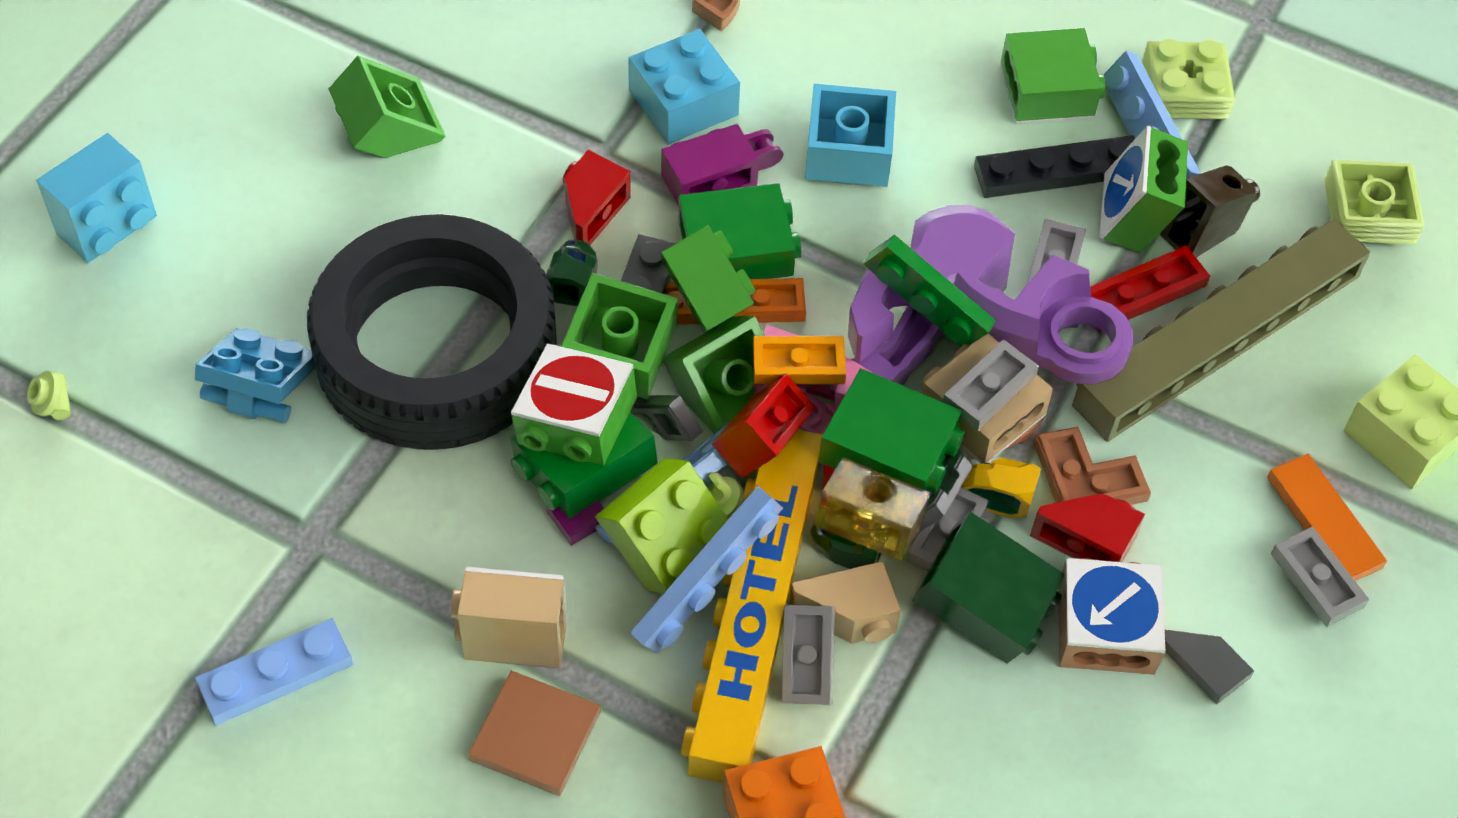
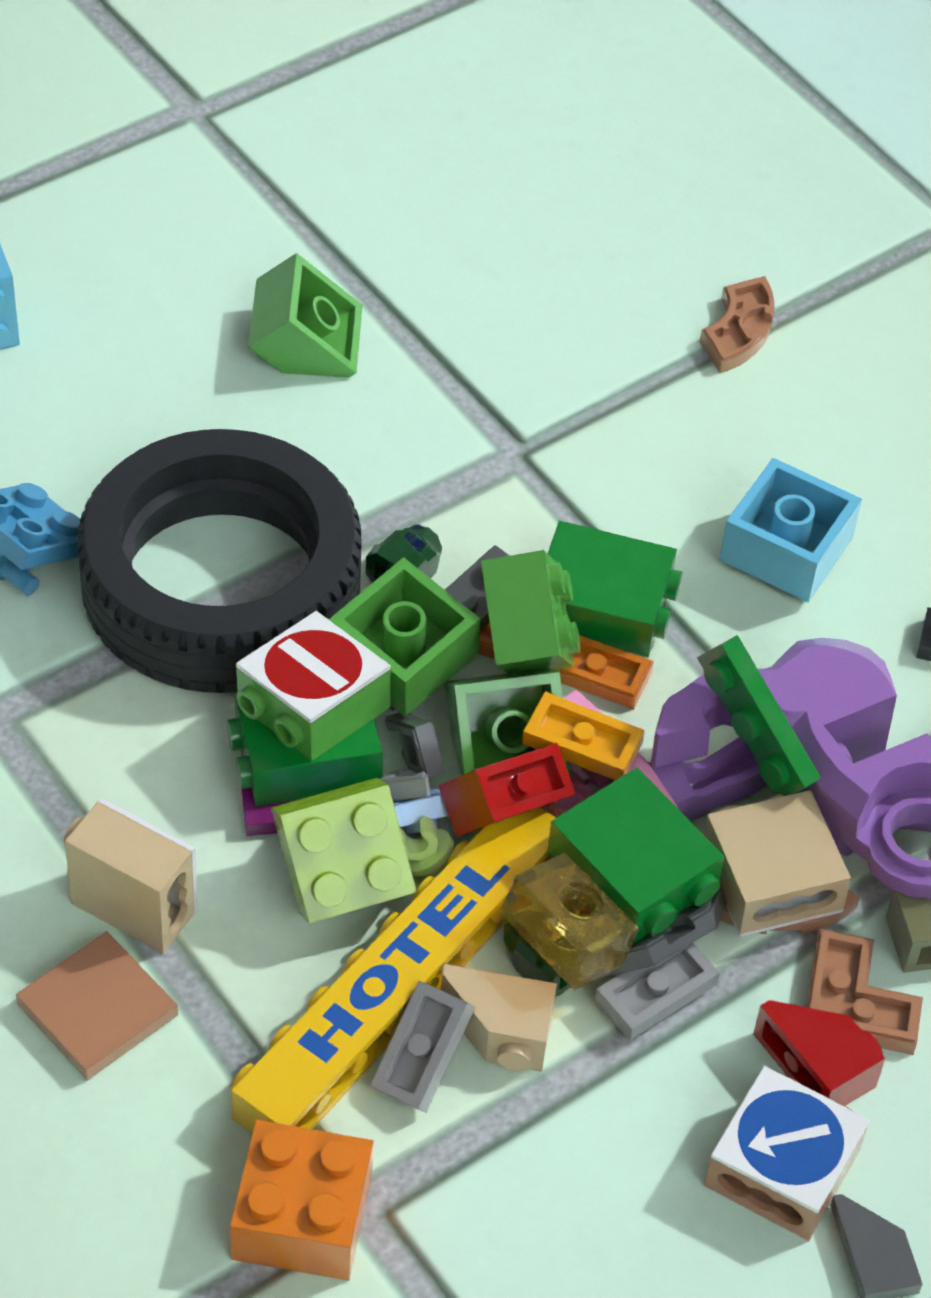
camera: 25 degrees right, 5 degrees down
(594, 194) = (473, 490): red slope -> none
(672, 449) = (407, 785): none -> light grey tile
(683, 86) = (637, 412): medium azure brick -> none
(696, 583) = (358, 910): light blue plate -> none
(718, 161) = (632, 503): magenta brick -> none
(990, 589) = (662, 1063): dark green brick -> none
(991, 384) = (775, 843): light grey plate -> none
(1006, 485) = (749, 966): yellow rock -> none

